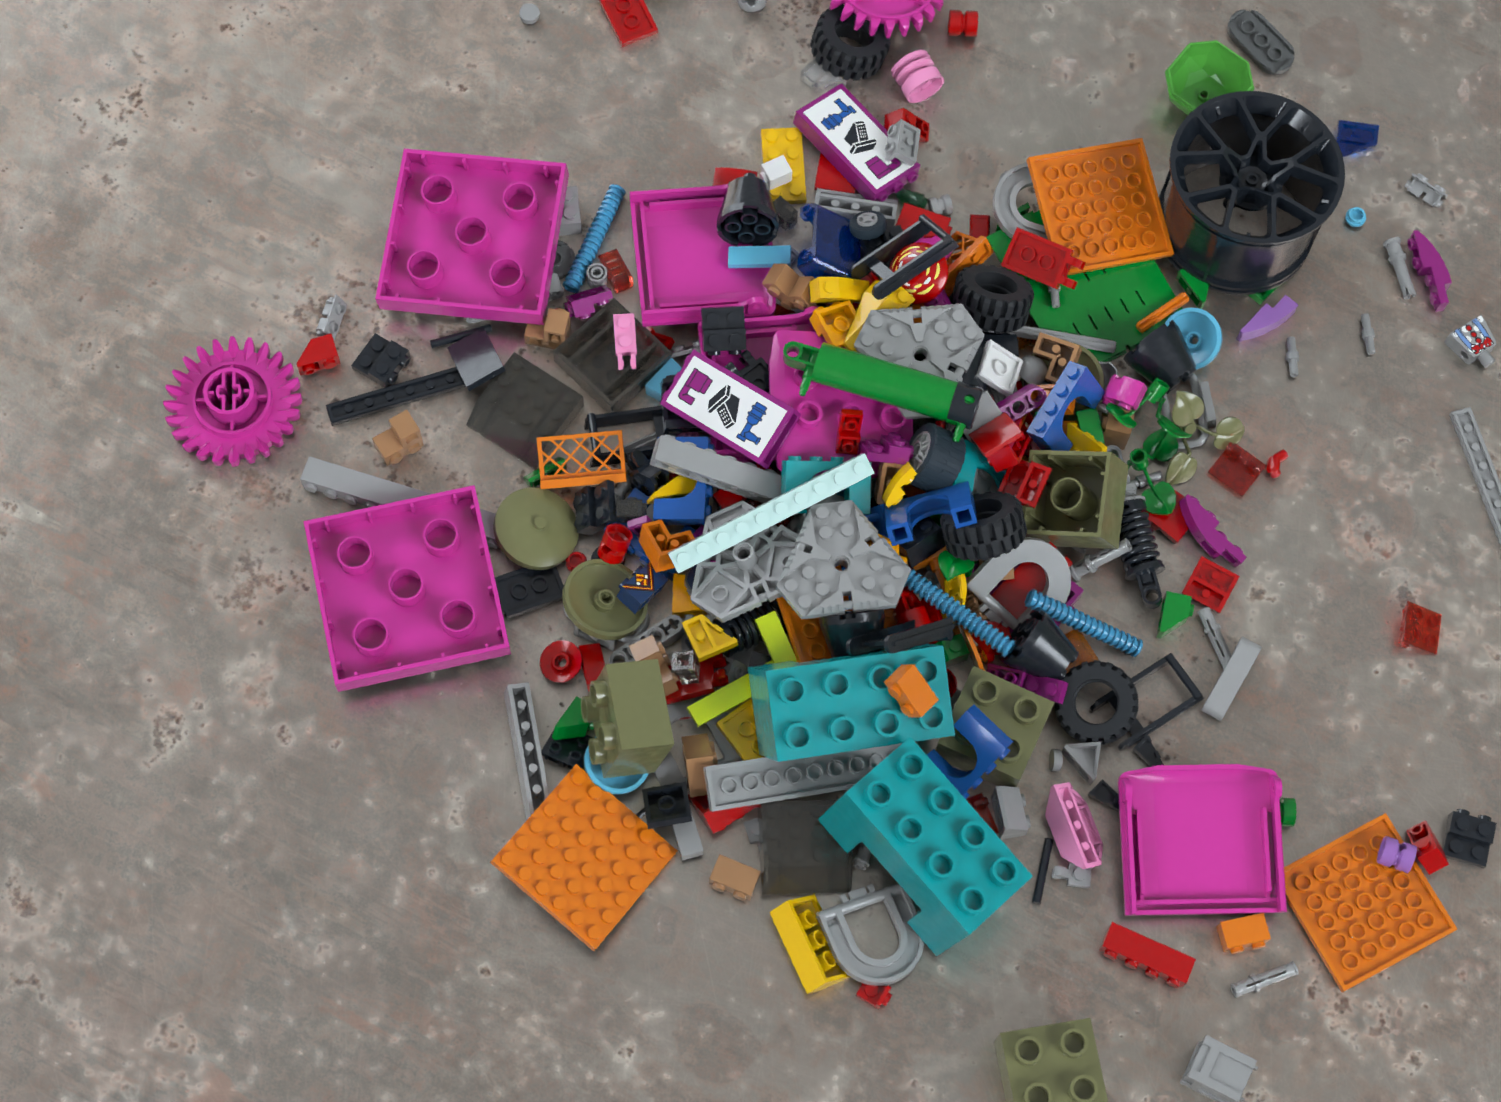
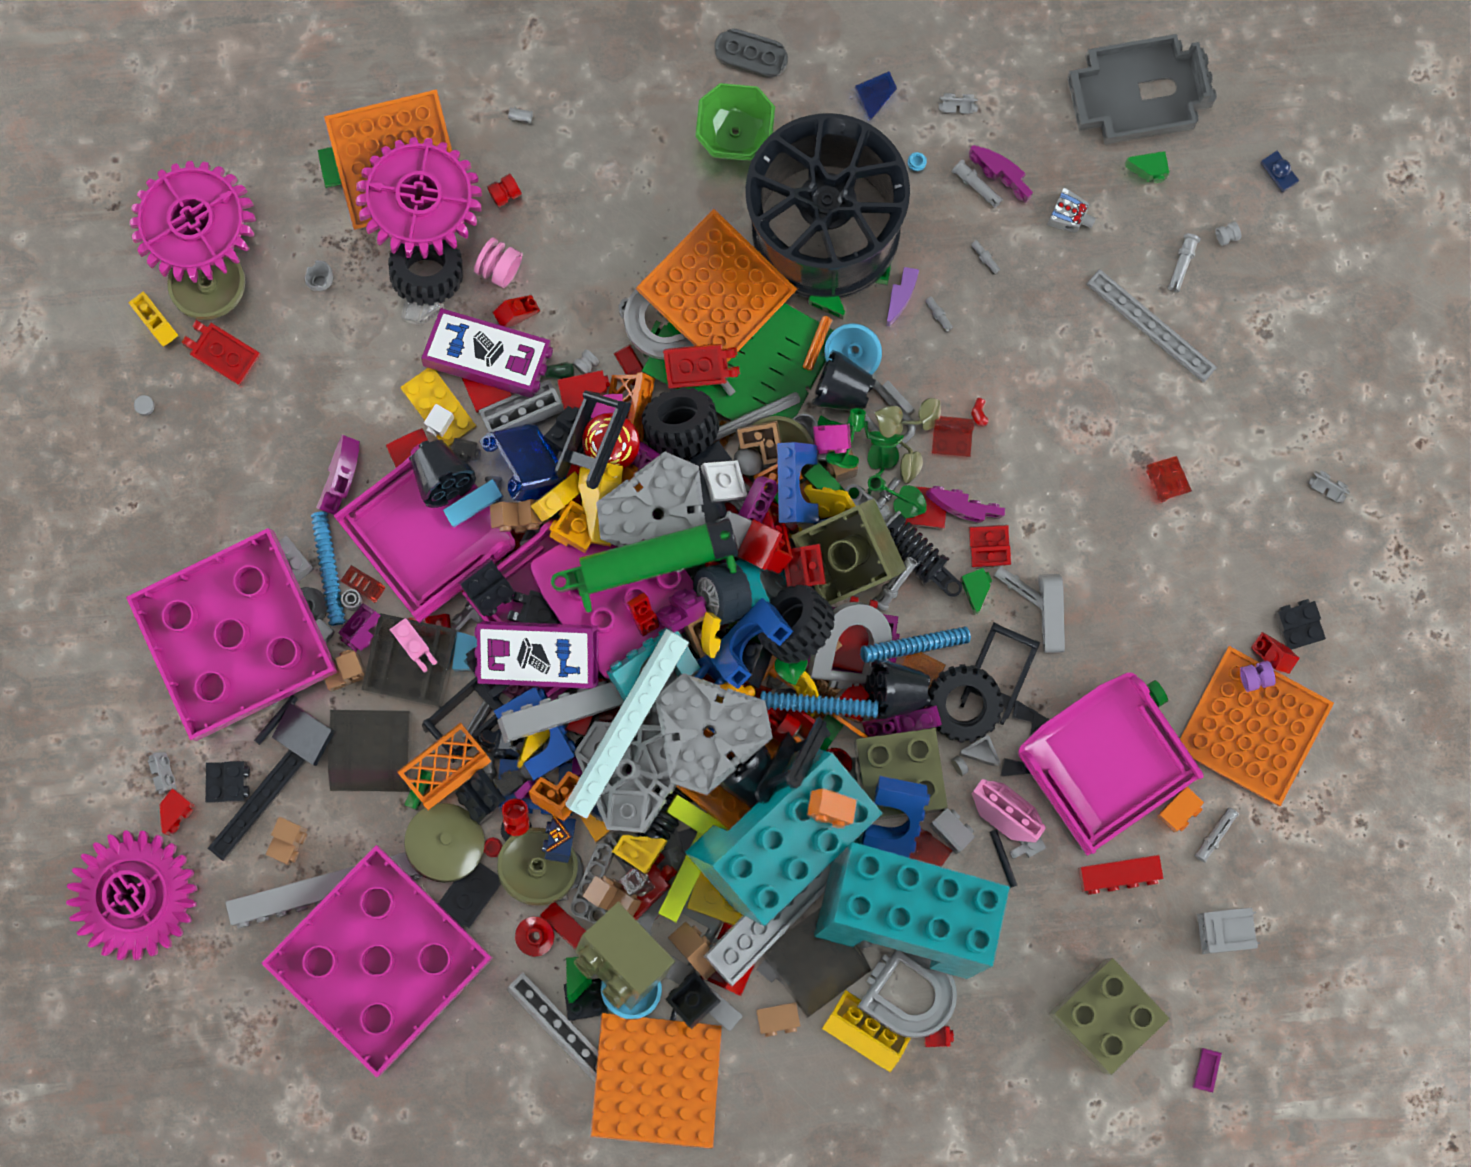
camera: 30 degrees left, 10 degrees up
(659, 166) = (341, 475): none -> magenta slope
(868, 225) = (543, 423): black wheel -> none
(902, 142) = (524, 331): light grey bracket -> none

